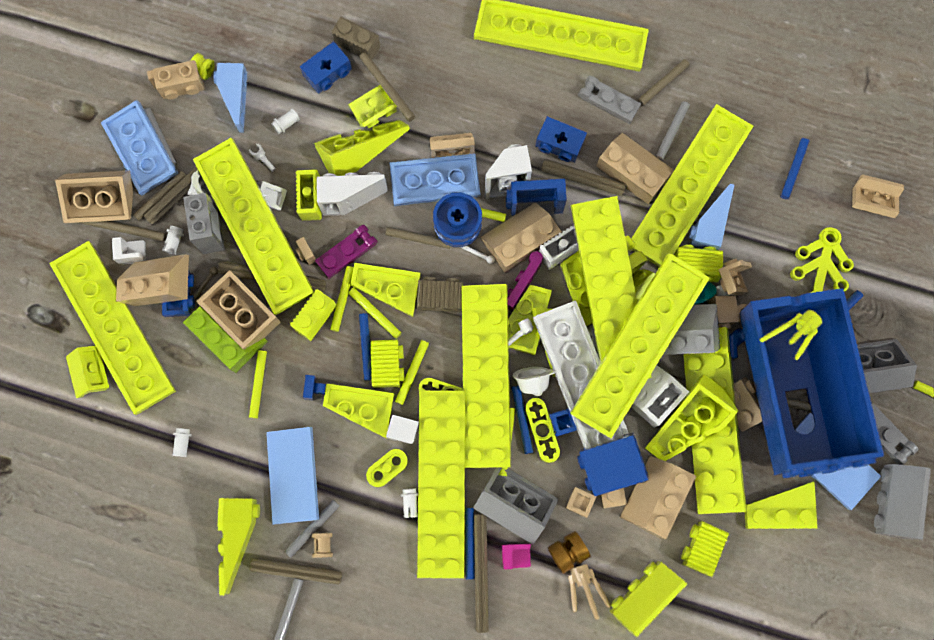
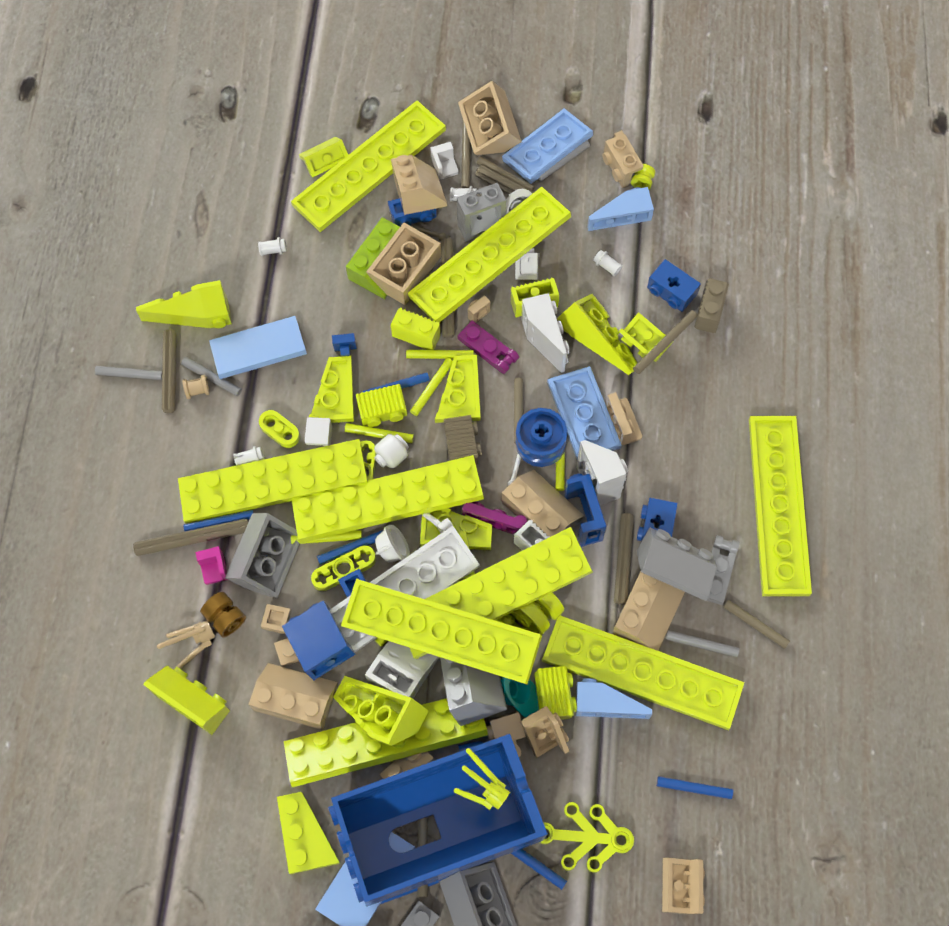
camera: 80 degrees right, 10 degrees down
(257, 385) = (339, 299): neon yellow bar -> none
(260, 155) = (567, 250): white hand -> none
(436, 363) = (391, 451): none -> white head
(607, 129) = (677, 563): none -> light grey slope
(704, 548) = (248, 753): neon yellow brick -> none

